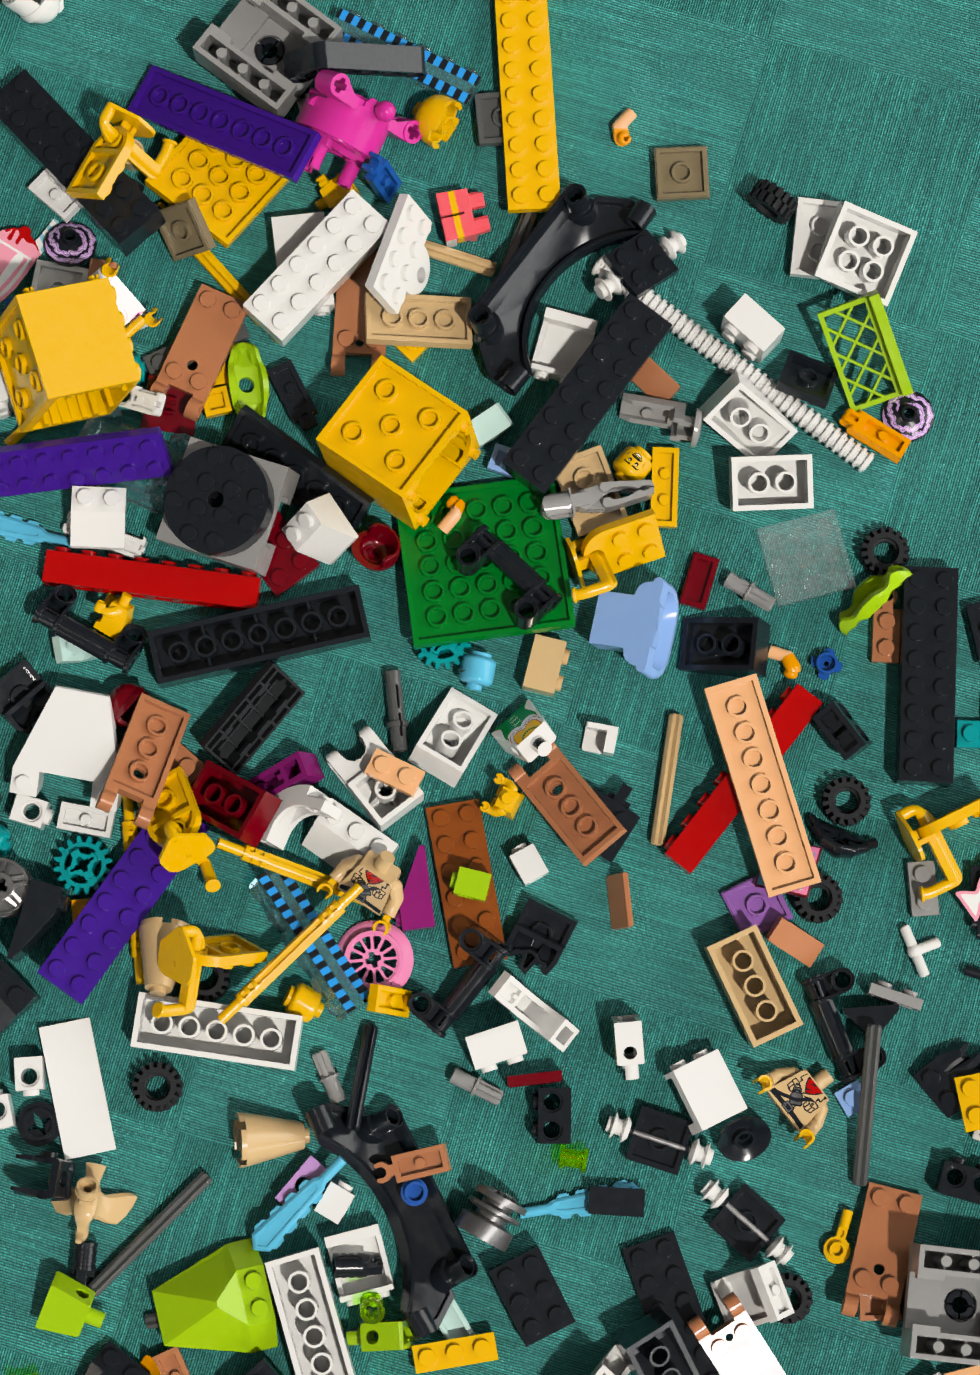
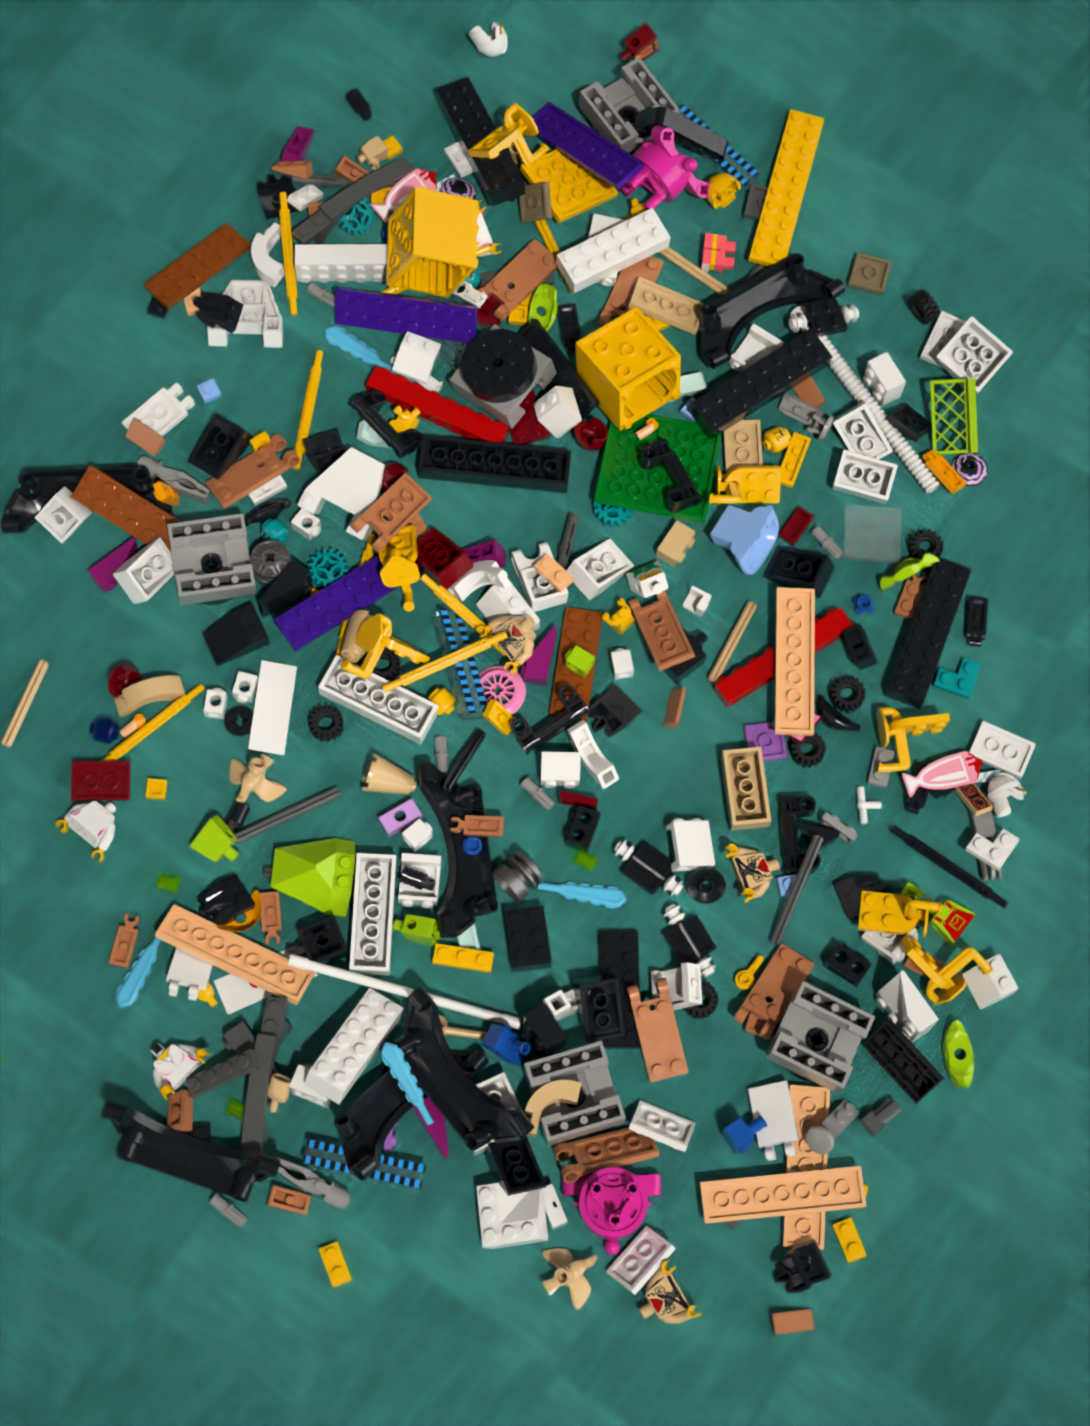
camera: 15 degrees right, 10 degrees down
(60, 1169) = (234, 762): black piece -> none
(85, 820) = (340, 541): white plate -> none
(251, 717) = (472, 511): black piece -> none
(283, 1219) = (379, 832): medium azure sword -> none
(369, 1315) = (415, 911): clear neon green bush -> none
(381, 177) = (673, 211): blue plate -> none
(402, 259) = (669, 260): white plate -> none
(477, 670) = (630, 531): medium azure head -> none
(593, 499) = (748, 449): light grey arm -> none
(616, 1201) = (606, 897): black tile -> none
(620, 127) = (838, 235): arm -> none
(628, 1033) = (650, 790): white torso -> none
(788, 659) = (838, 592): arm -> none
(794, 941) = (783, 771): nougat slope -> none

